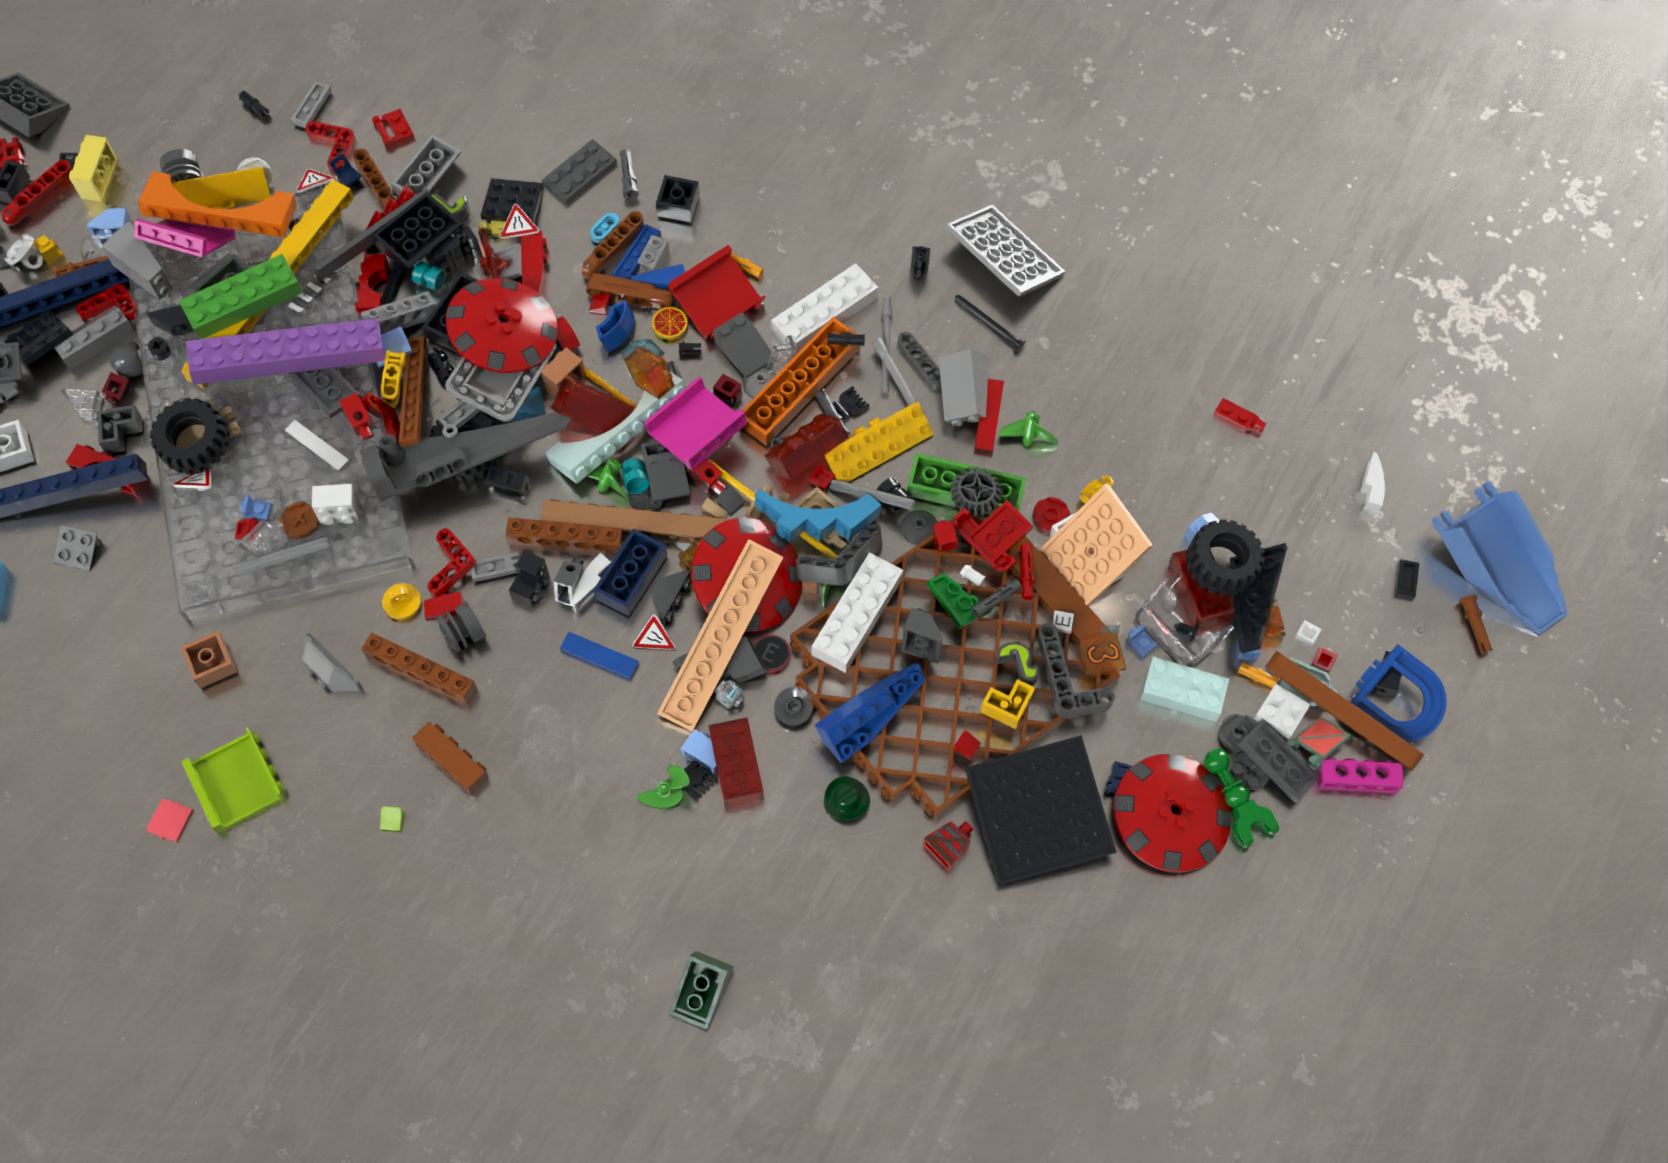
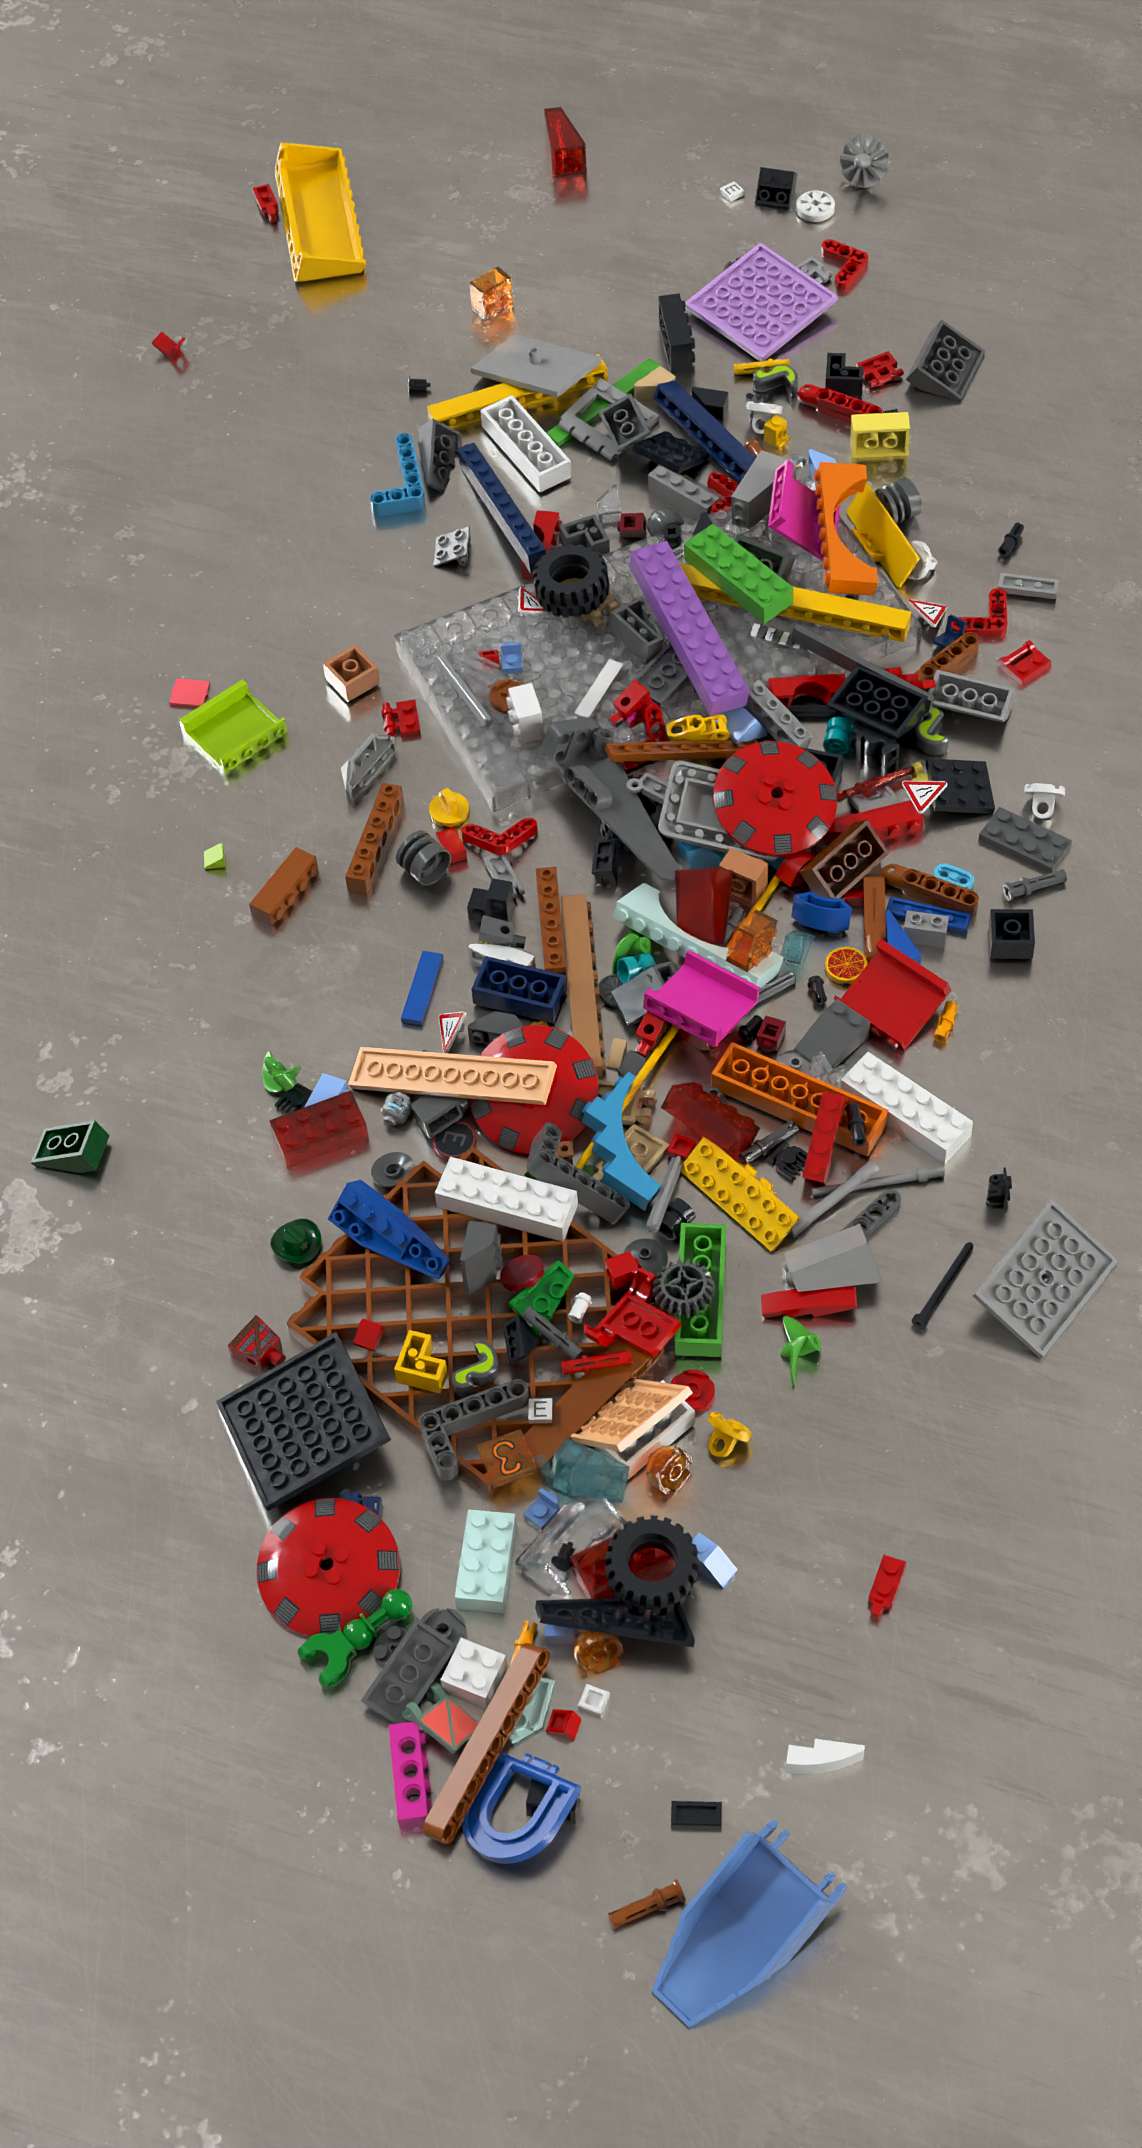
camera: 85 degrees right, 10 degrees down
(269, 395) = (637, 630): none -> dark grey wedge
(276, 621) = (407, 715): none -> red plate
(543, 144) = (1043, 794): none -> white tile
(571, 296) = (844, 861): none -> reddish brown brick
(835, 353) = (823, 1137): none -> red arch
(938, 606) = (522, 1272): none -> dark red tile
(995, 627) = (519, 1339): none -> black slope
(1121, 600) = (587, 1473): none -> clear light blue slope

